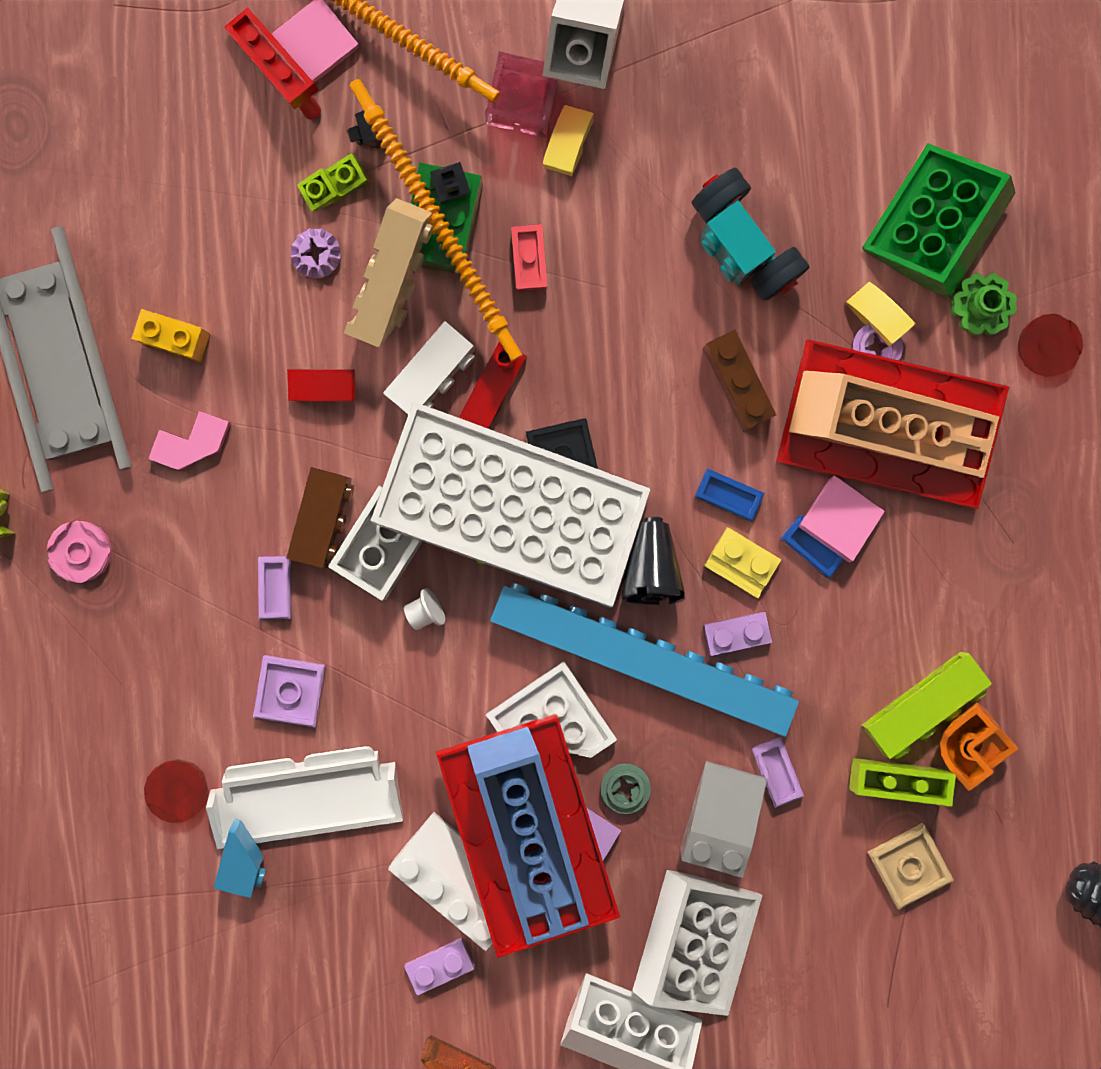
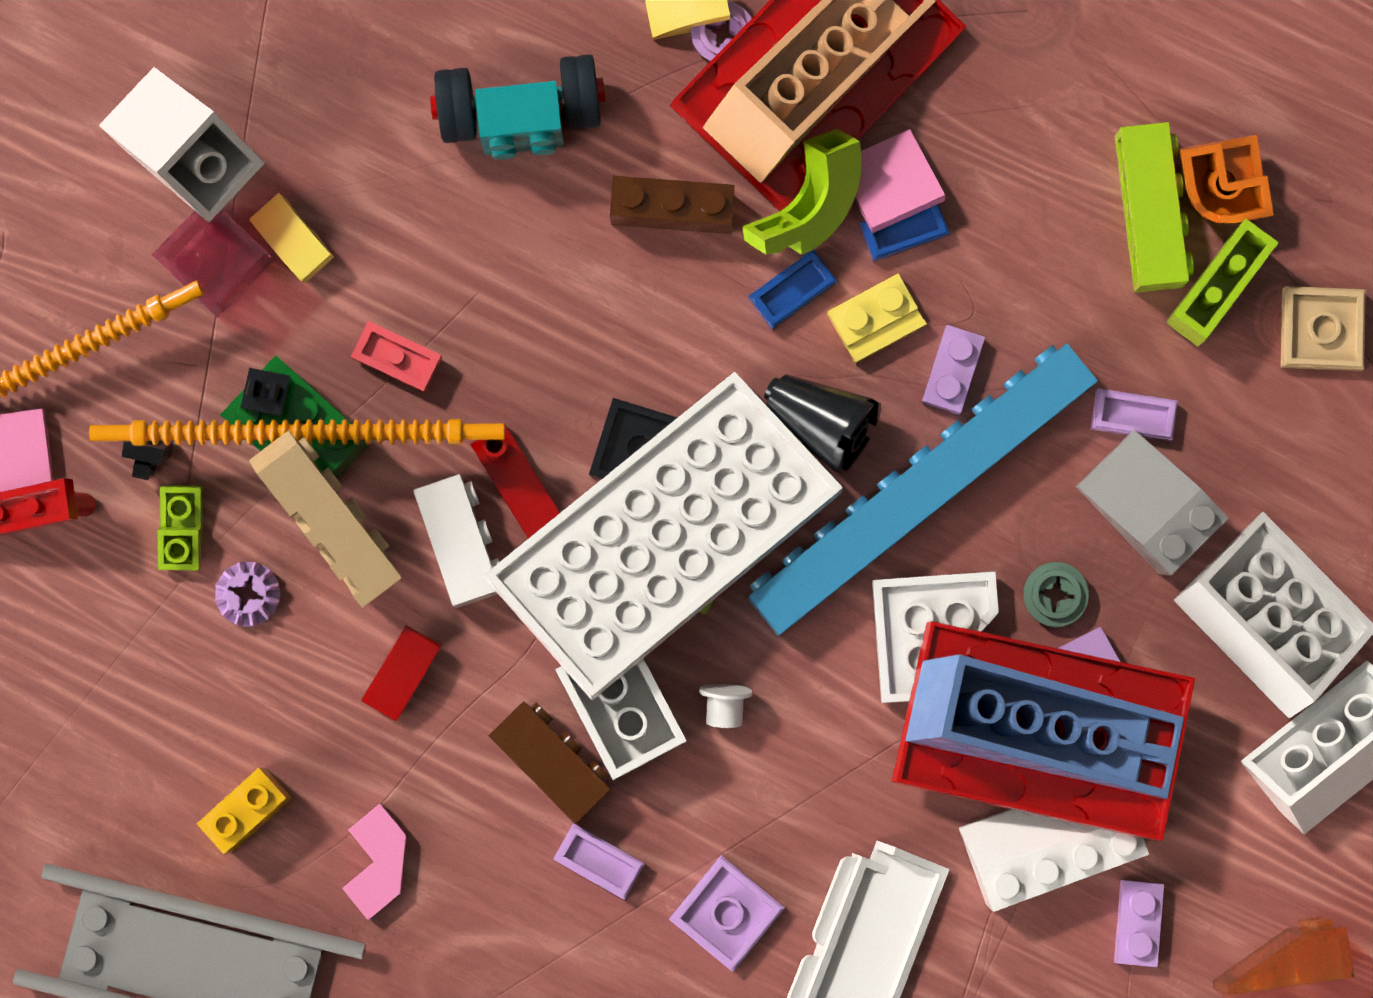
camera: 65 degrees left, 5 degrees down
(799, 480) = (821, 204): none -> lime arch

